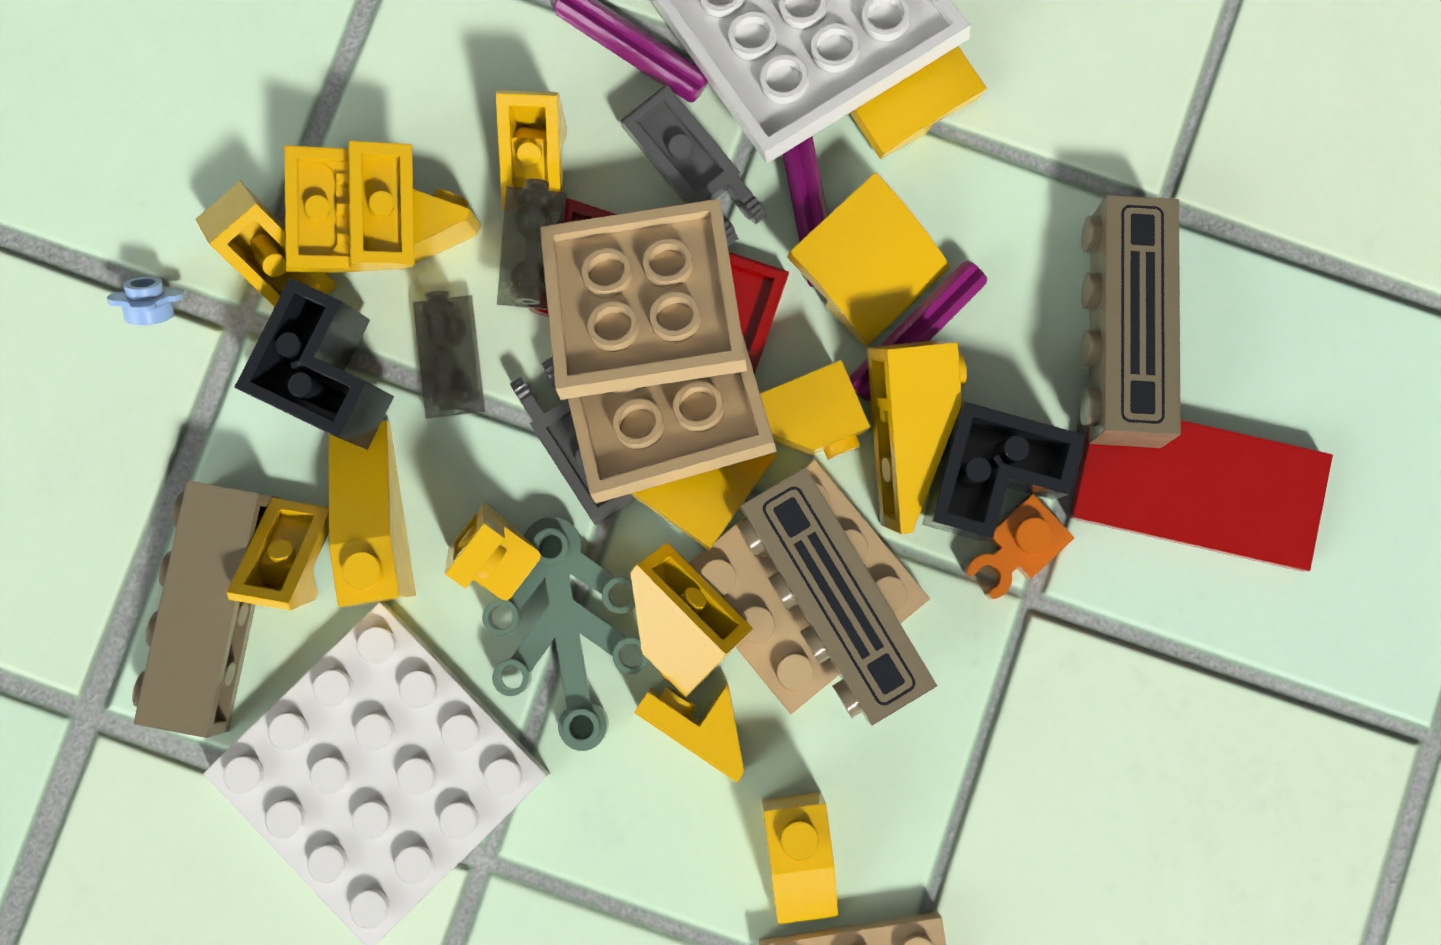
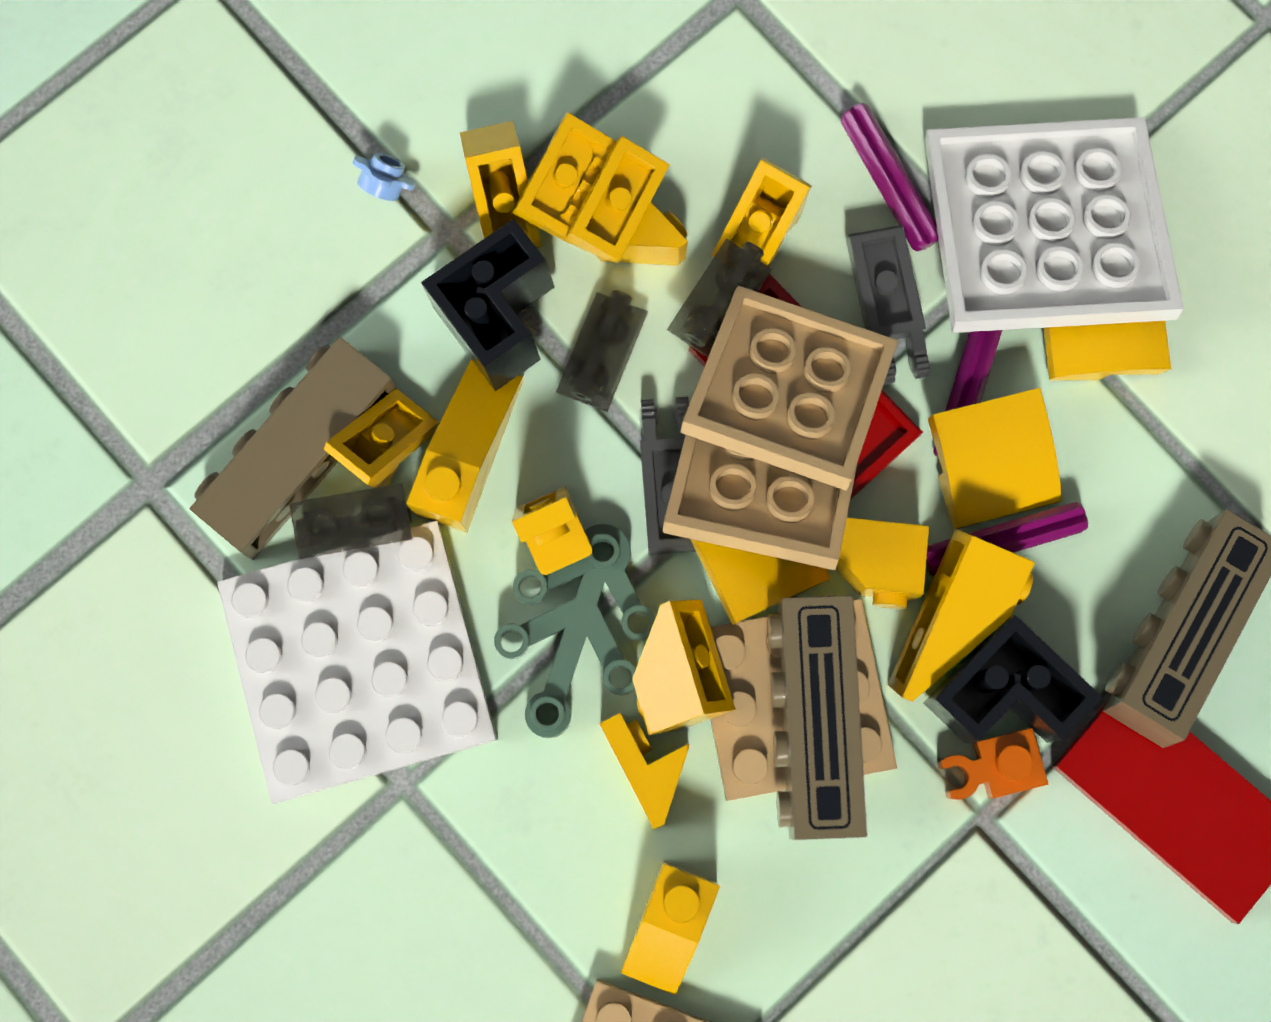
camera: 25 degrees right, 5 degrees down
(297, 649) = (351, 521): none -> clear smoke hinge

